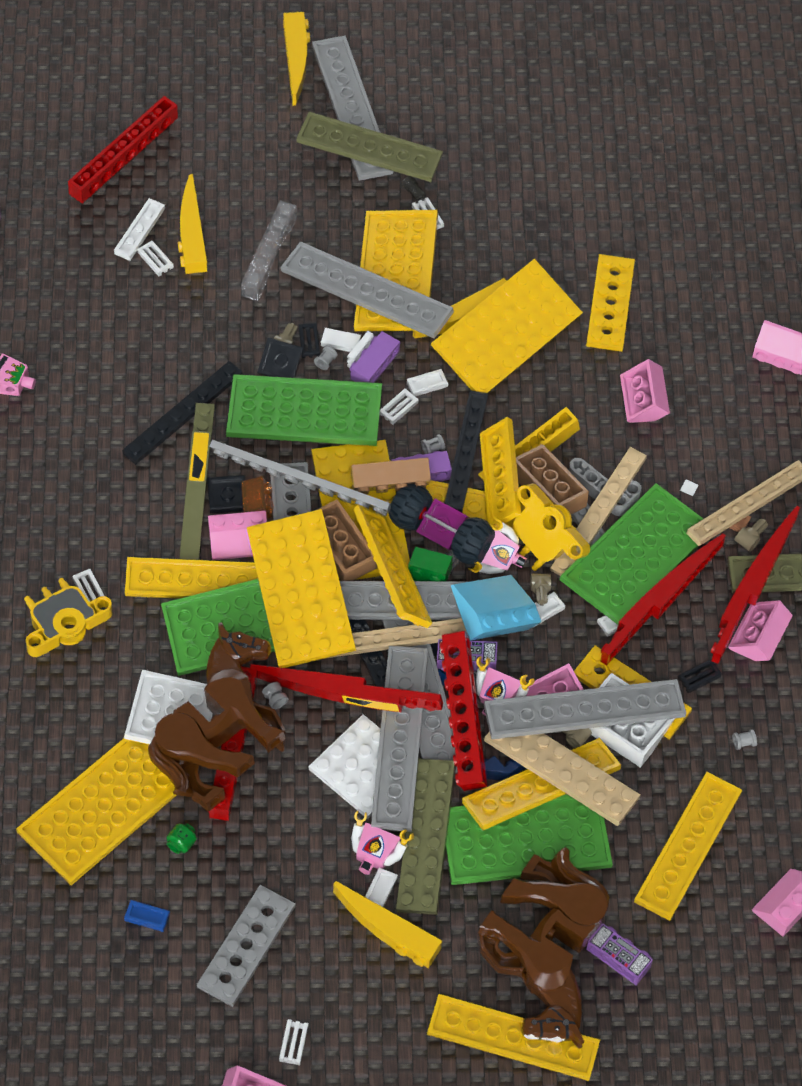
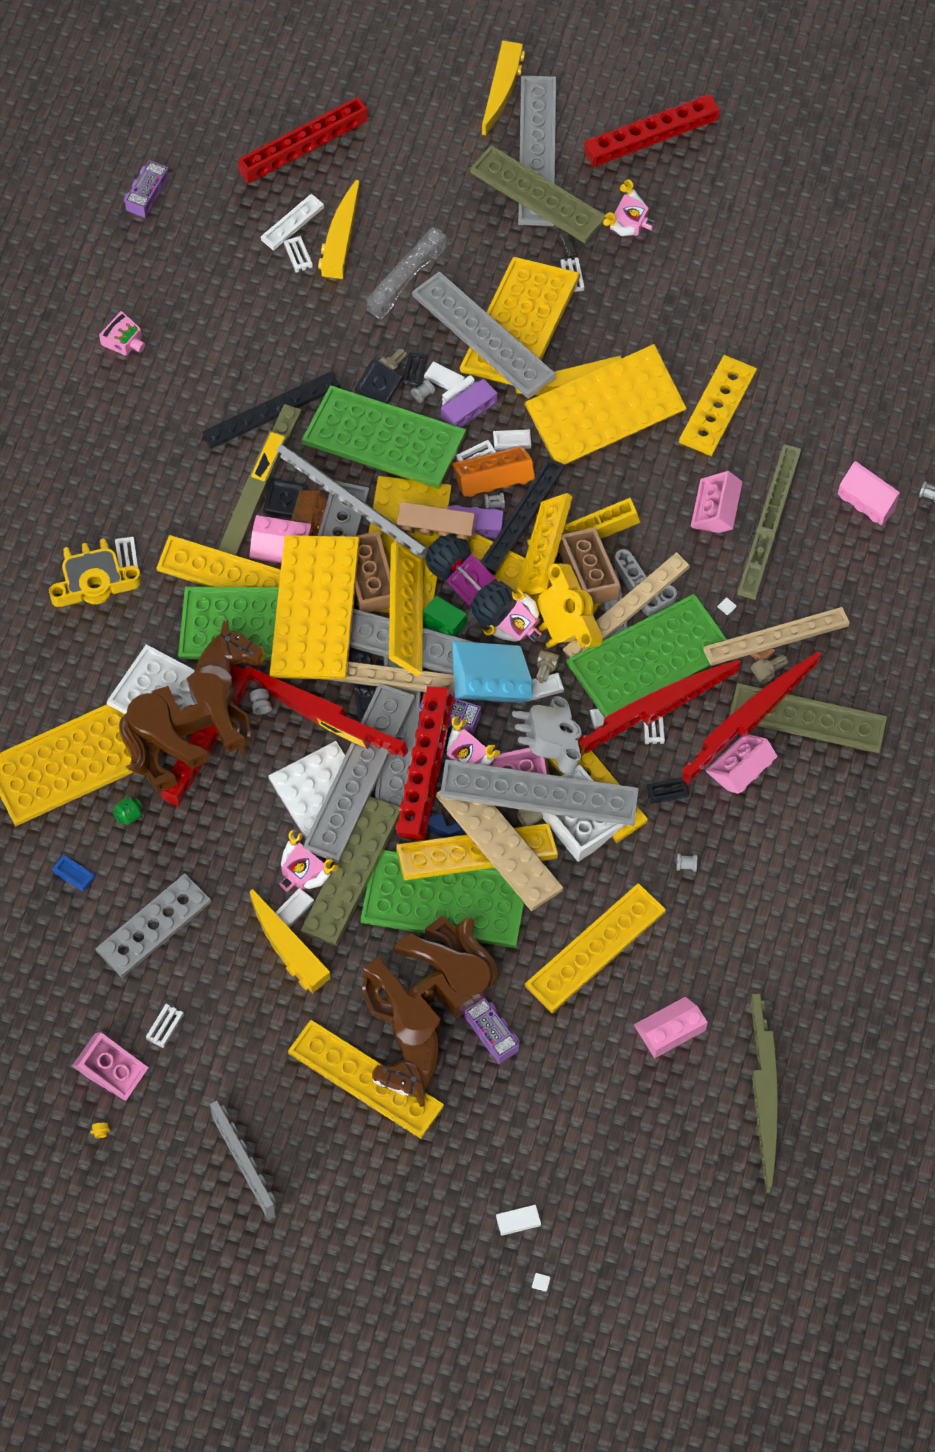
camera: 20 degrees right, 5 degrees up
(422, 416) = (494, 471): none -> orange slope
(453, 64) = (694, 114): none -> red brick
(463, 144) = (630, 214): none -> torso
(570, 654) = (548, 733): none -> light grey piece
(668, 631) = (654, 739): none -> white tile
(700, 398) = (769, 522): none -> olive slope

